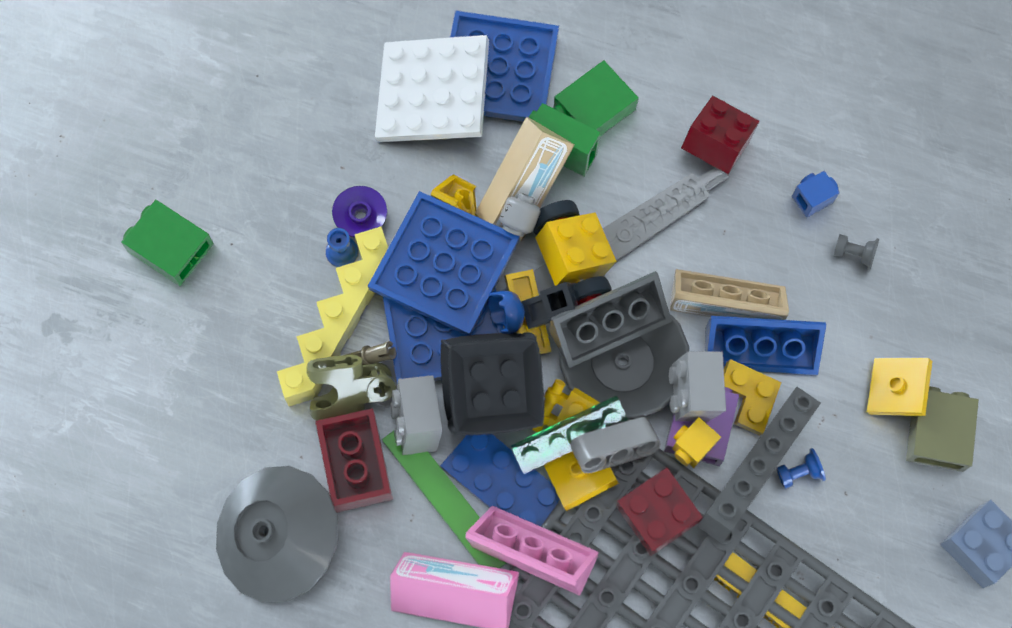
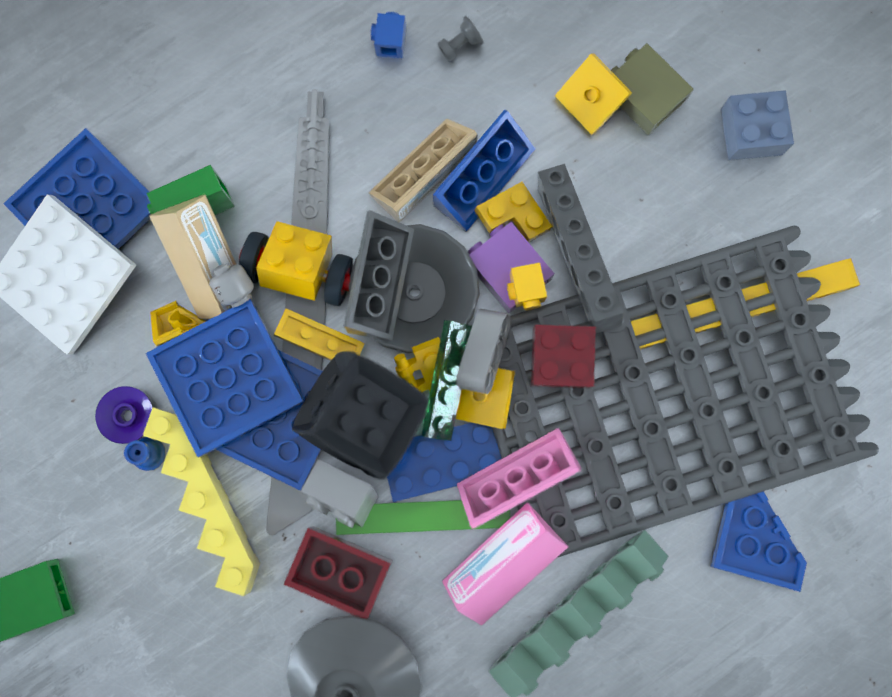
camera: 50 degrees left, 10 degrees up
(352, 385) = (274, 532): olive piece -> none
(376, 353) = (258, 497): dark tan axle -> none
(506, 310) = (306, 355): blue hair -> none
(549, 304) = (329, 317): black brick -> none
(597, 98) = (176, 145): green brick -> none
(698, 386) = (486, 249): light grey brick -> none
(720, 134) = (284, 70): dark red brick -> none
(811, 466) = (605, 209): blue piece -> none

